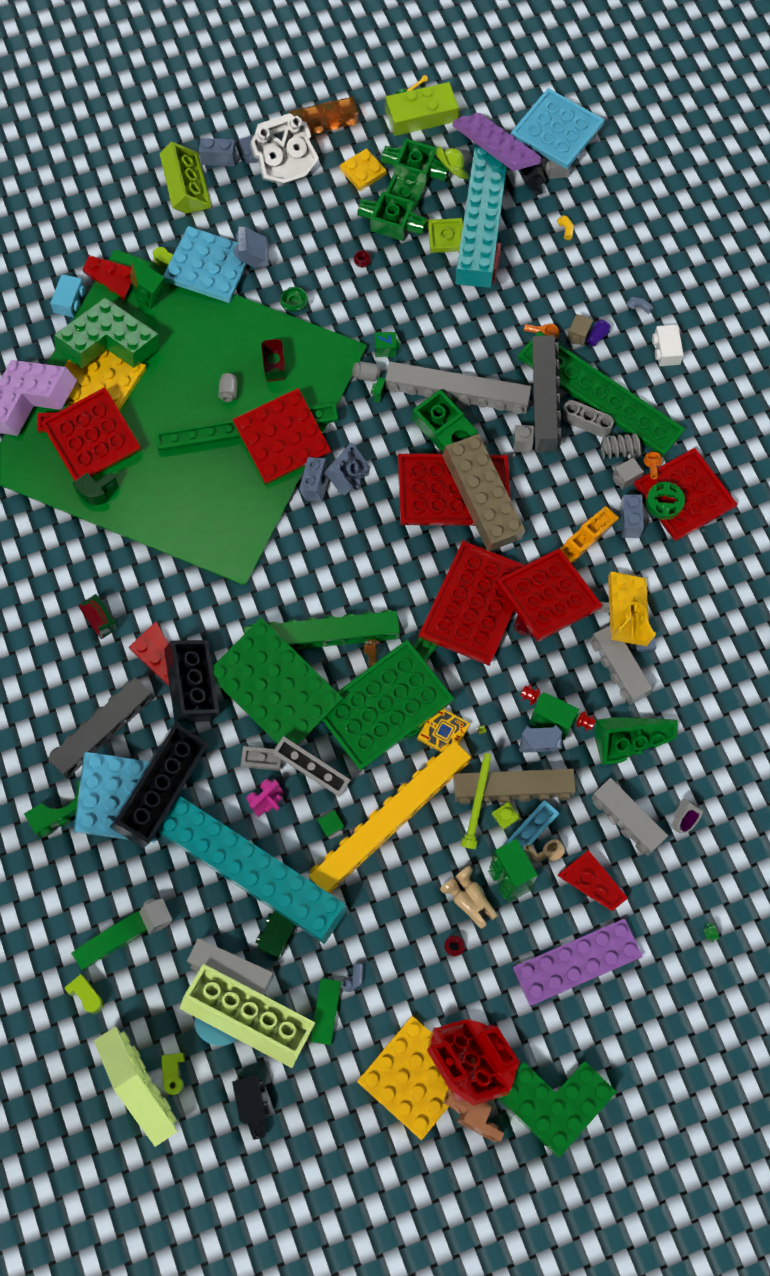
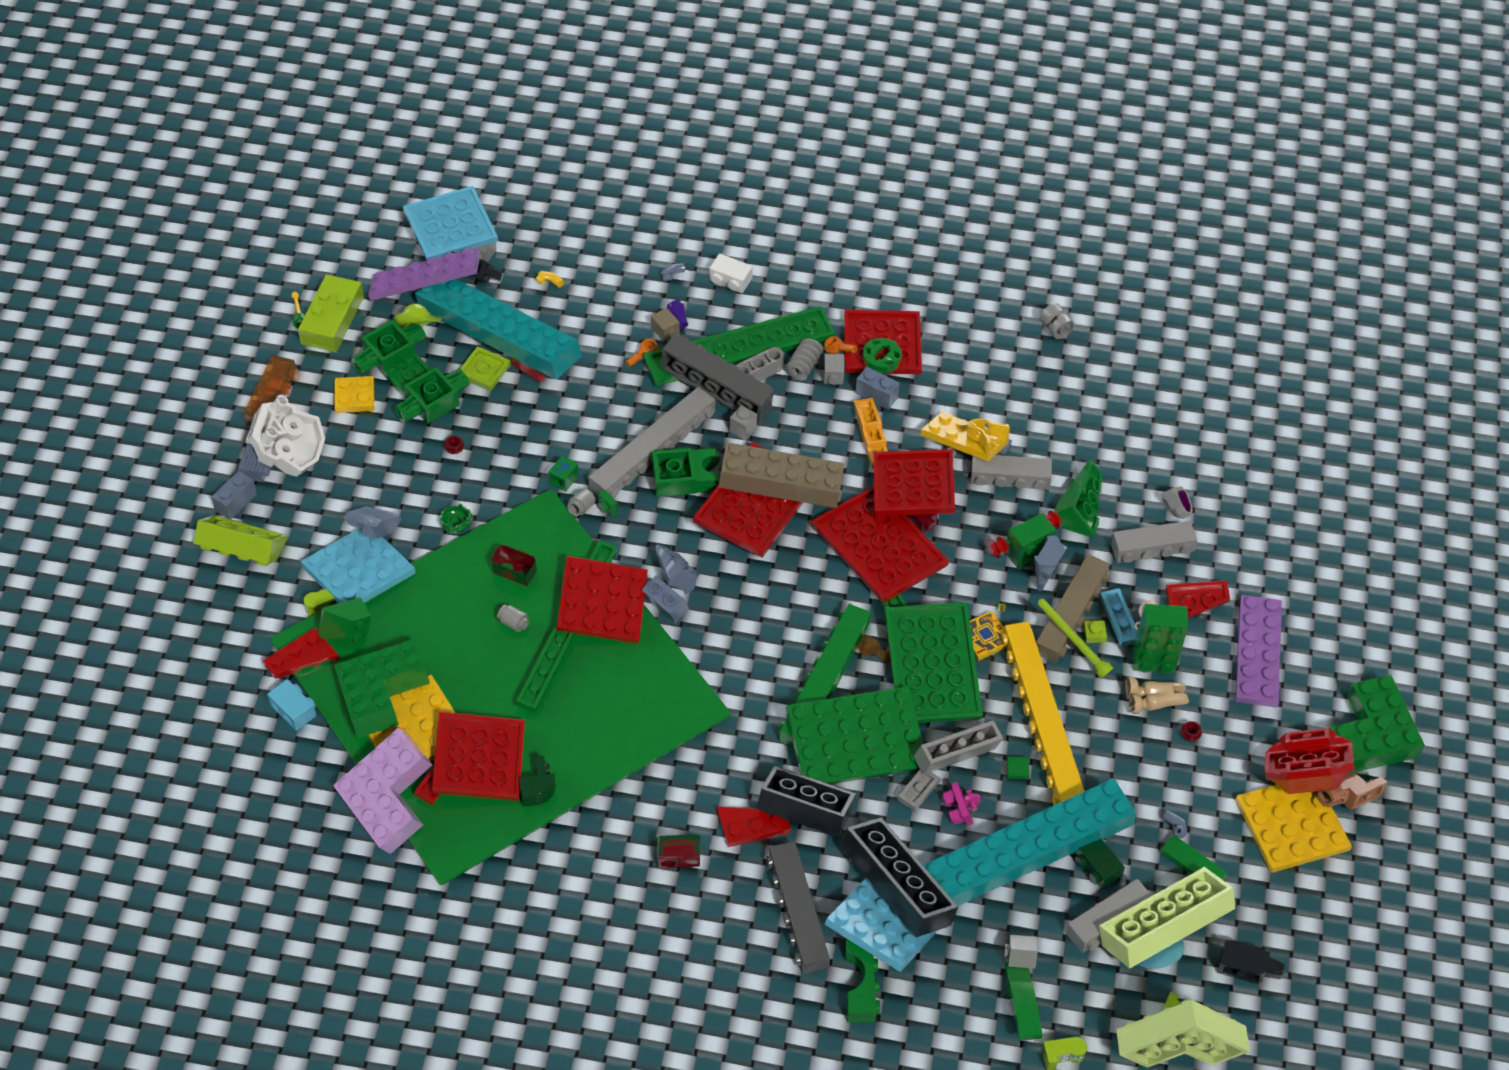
camera: 60 degrees left, 15 degrees down
(711, 932) = (1289, 541): green plate -> none

